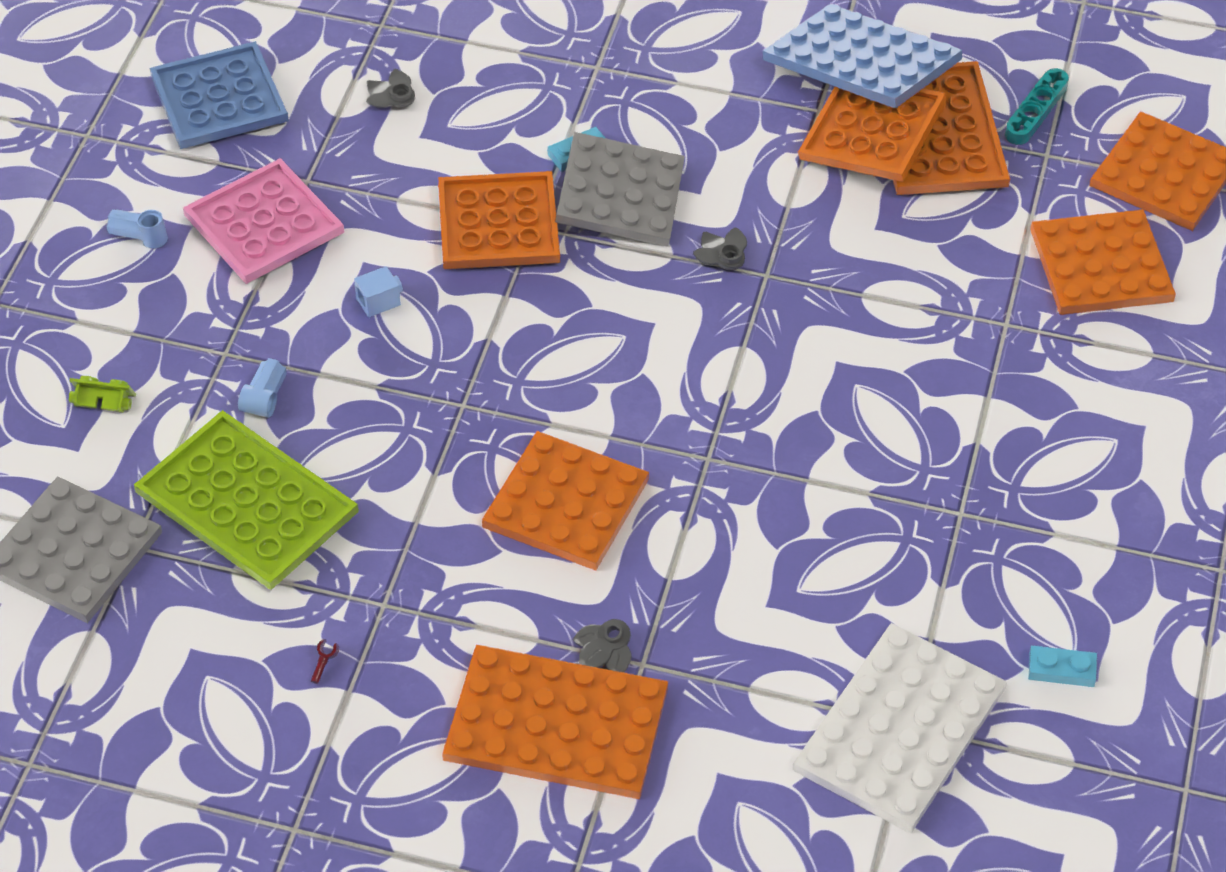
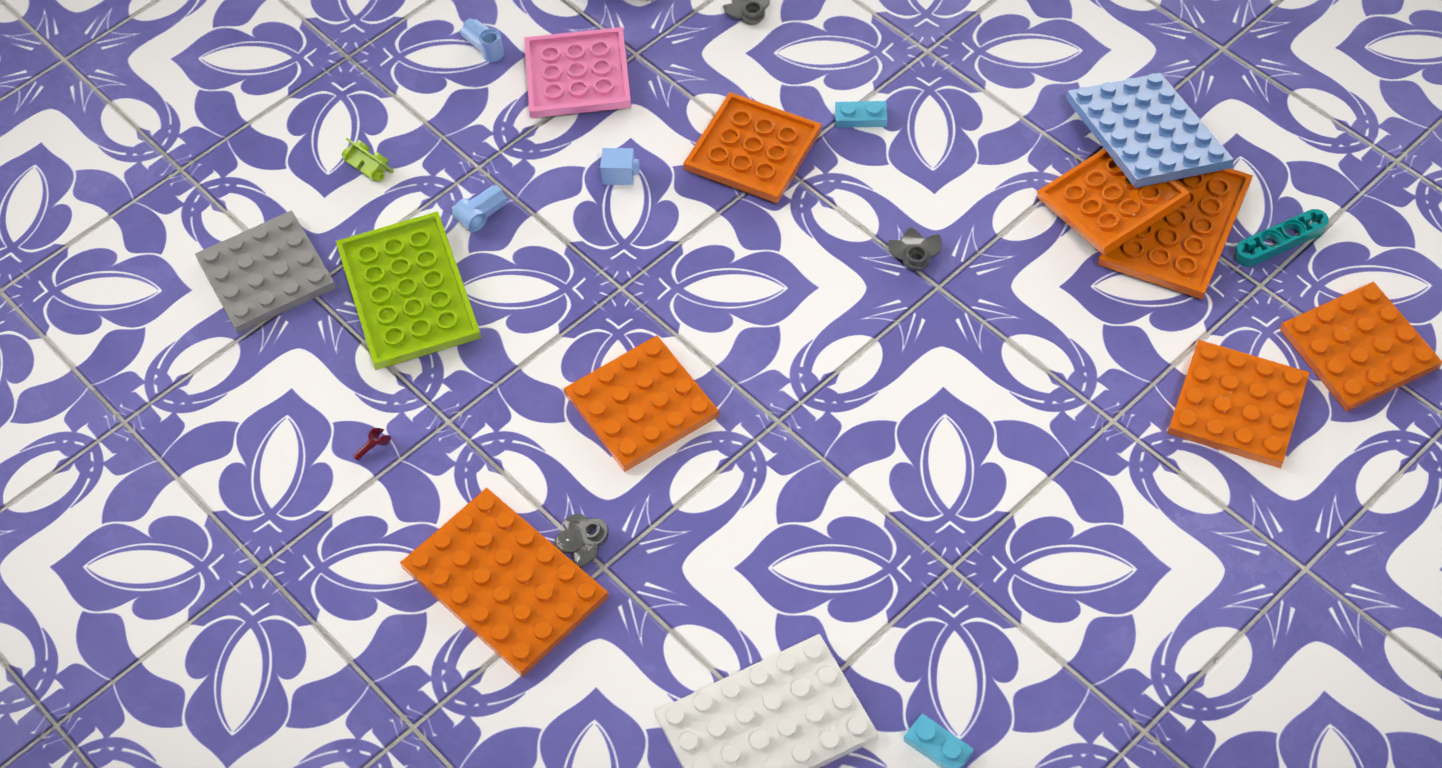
camera: 35 degrees right, 5 degrees up
(620, 189) = (866, 162): light grey plate -> none

